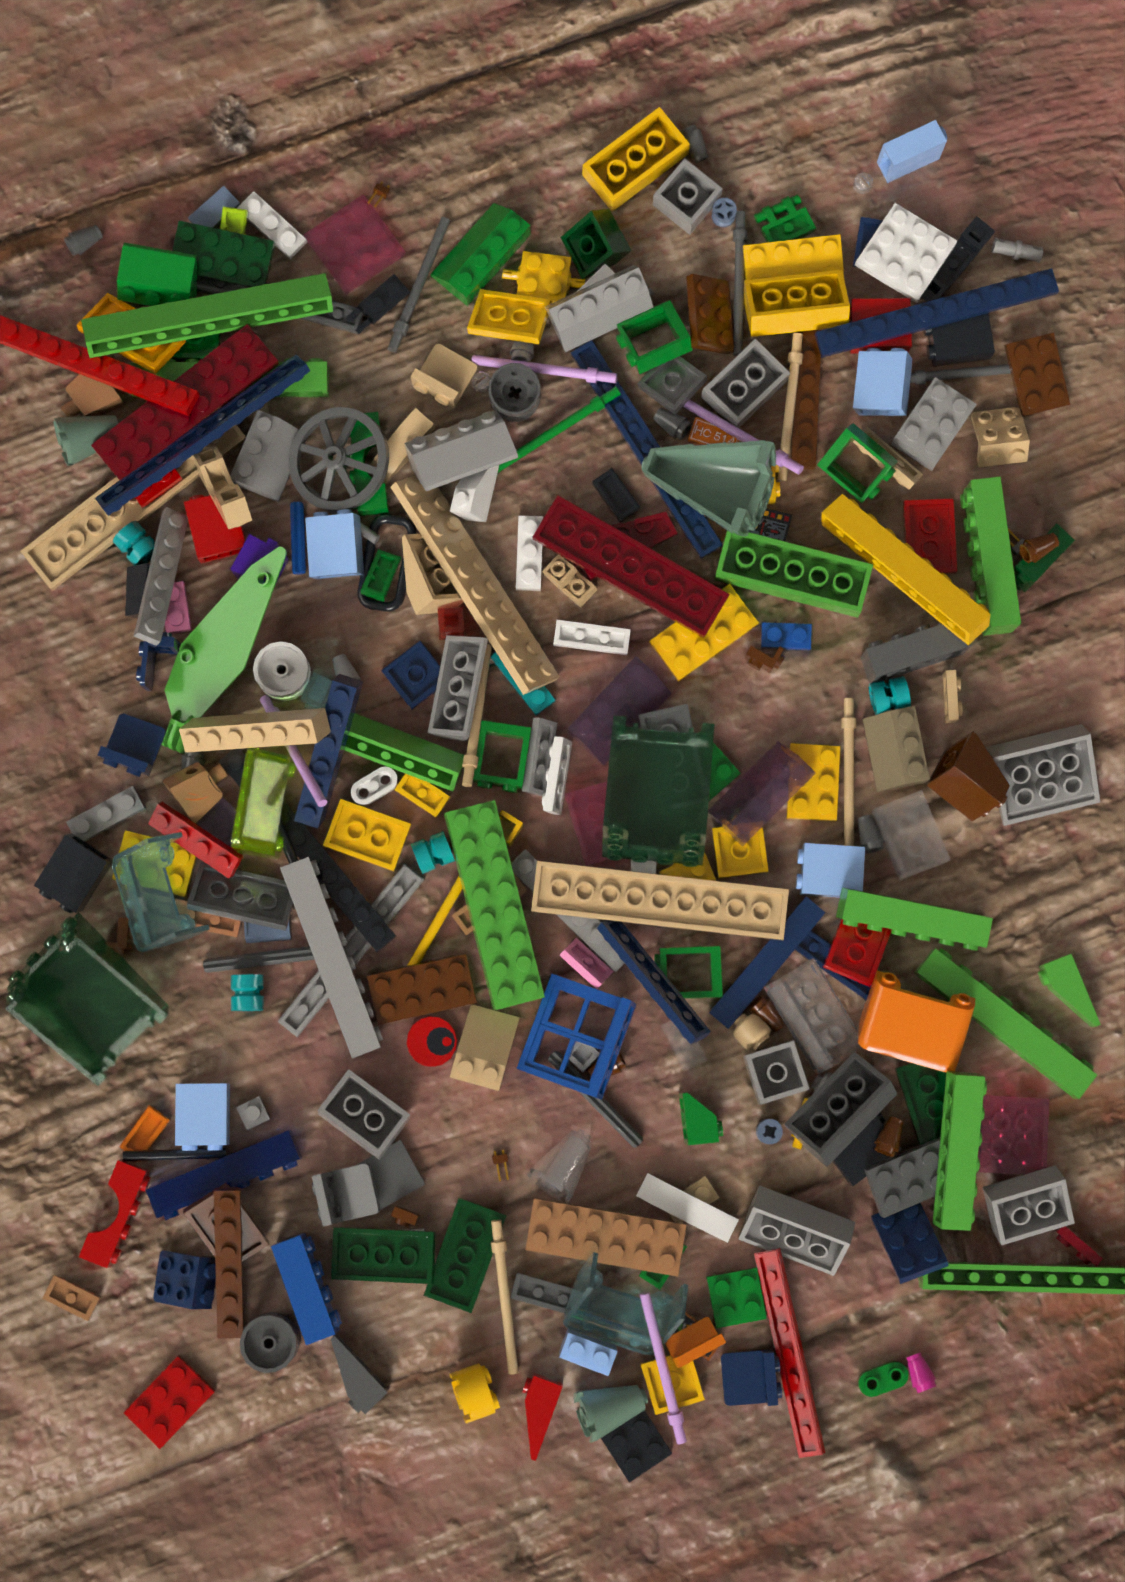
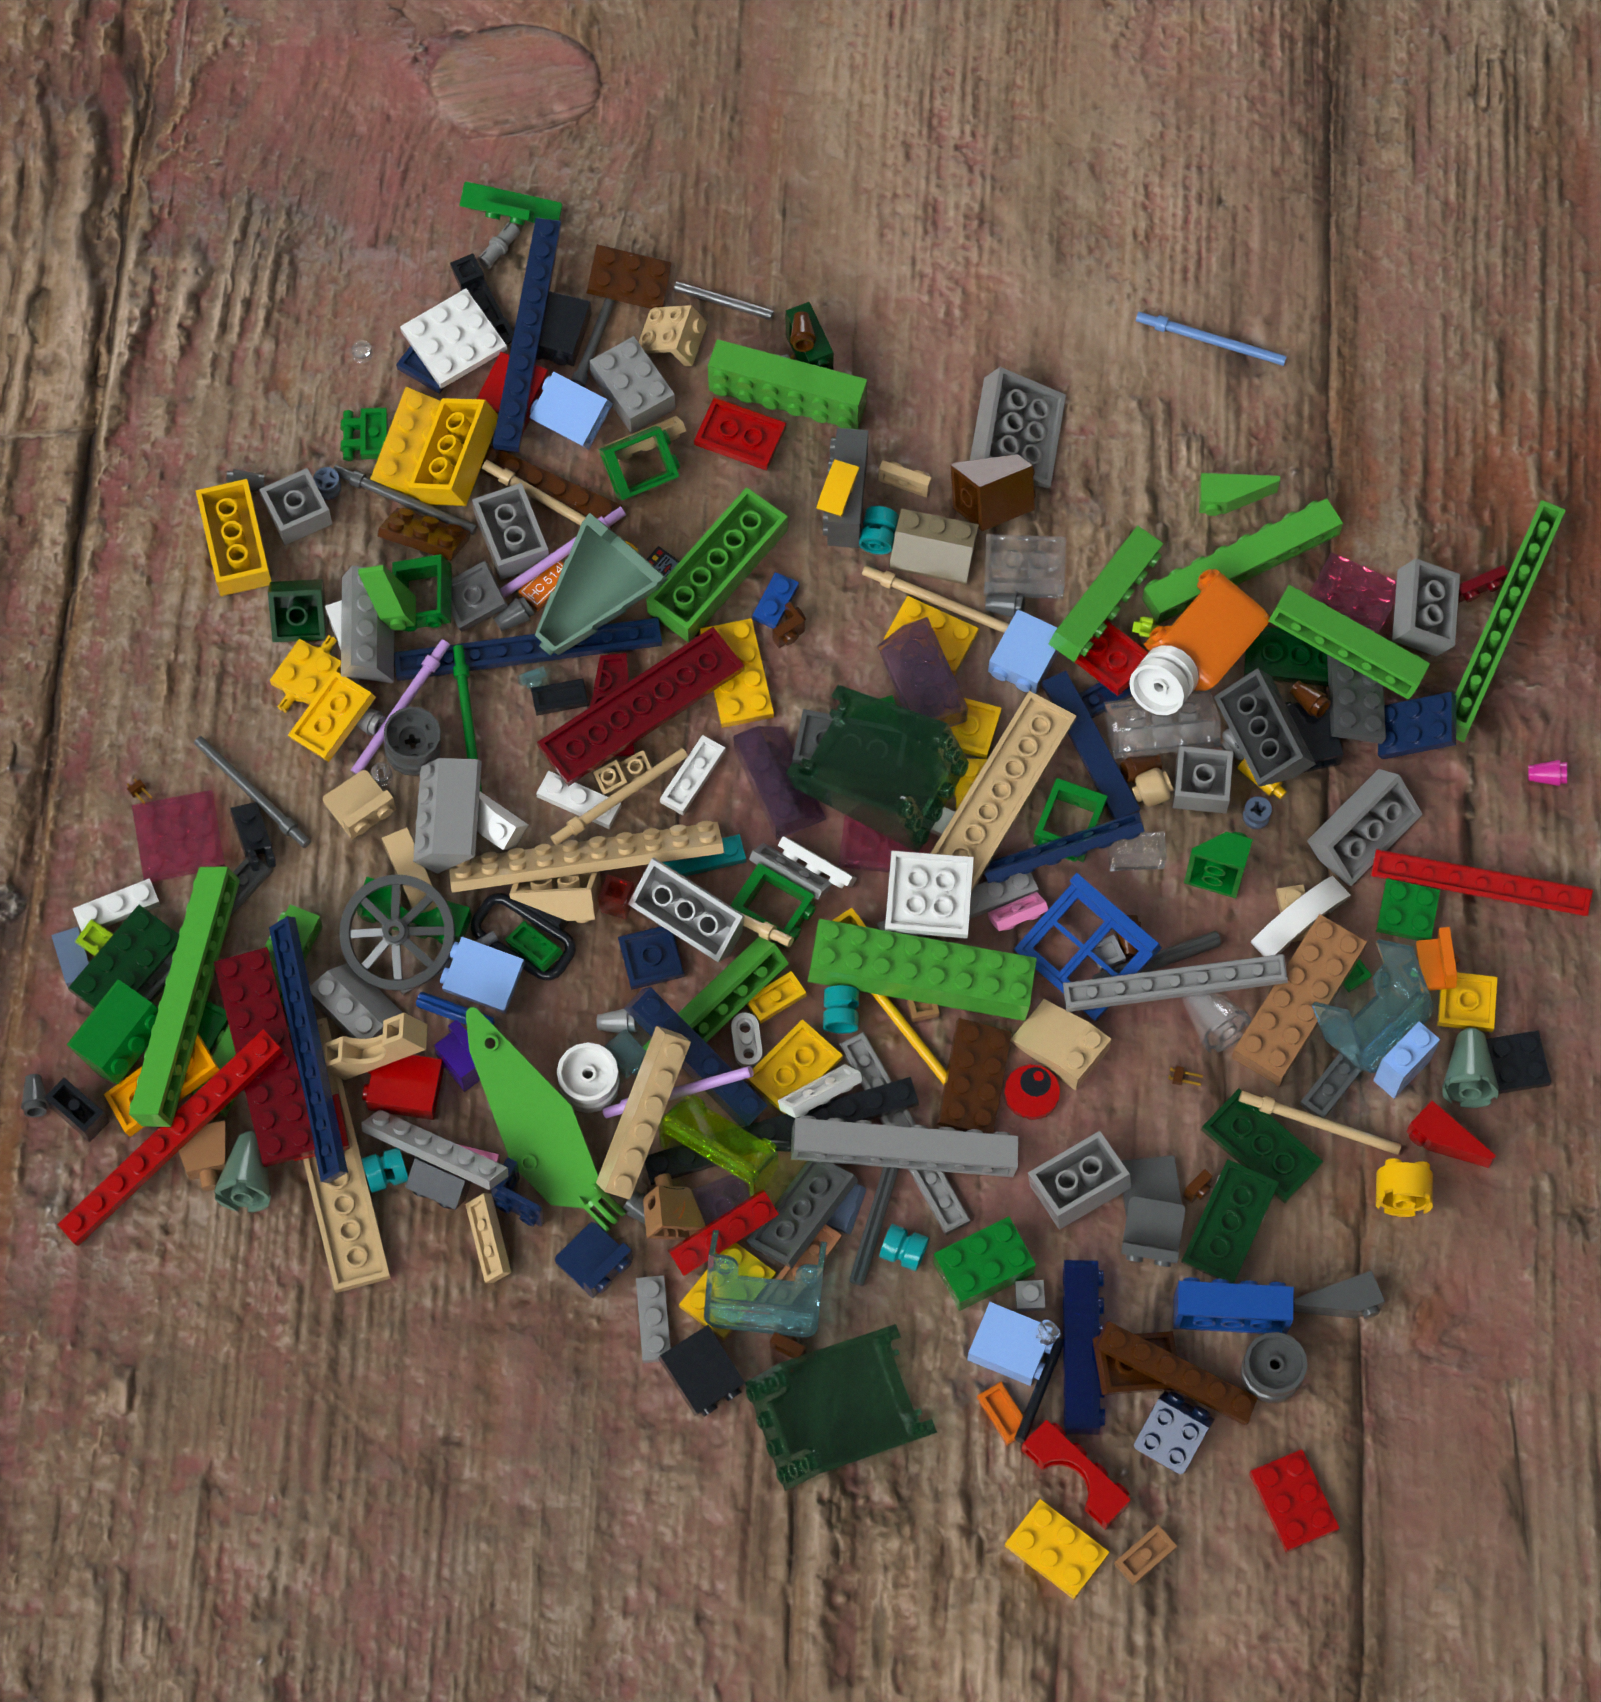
camera: 65 degrees left, 15 degrees down
(49, 1222) = (1056, 1549): none -> yellow plate
(81, 277) = (76, 1109): none -> black brick
(111, 656) = (488, 1238): none -> tan plate
(220, 1147) = (1047, 1332): none -> clear hinge
(261, 1064) = (984, 1263): none -> green brick
(351, 866) = (820, 1091): none -> white plate
(482, 252) = (250, 718): green slope -> none
(499, 561) = (577, 825): none -> tan bar
(559, 883) = (929, 894): none -> white plate
(571, 1125) = (1175, 983): none -> light grey tile
(620, 464) = (532, 678): none -> clear light blue plate
(624, 313) = (390, 597): none -> bright green slope
(674, 1415) = (1501, 1008): lavender bar -> none
(750, 1377) = (1493, 925): dark blue bracket -> none
(847, 1002) = (1164, 680): none -> white wheel
(883, 1378) = (1540, 808): green plate -> none
(900, 643) = (838, 487): none -> yellow slope
(900, 965) = (1144, 626): none -> lime plate
(906, 569) = (764, 459): yellow brick -> none
(912, 151) = (357, 292): light blue brick -> none
(1055, 466) = (723, 300): none -> flat silver bar
(1060, 242) = (509, 204): none -> green bracket

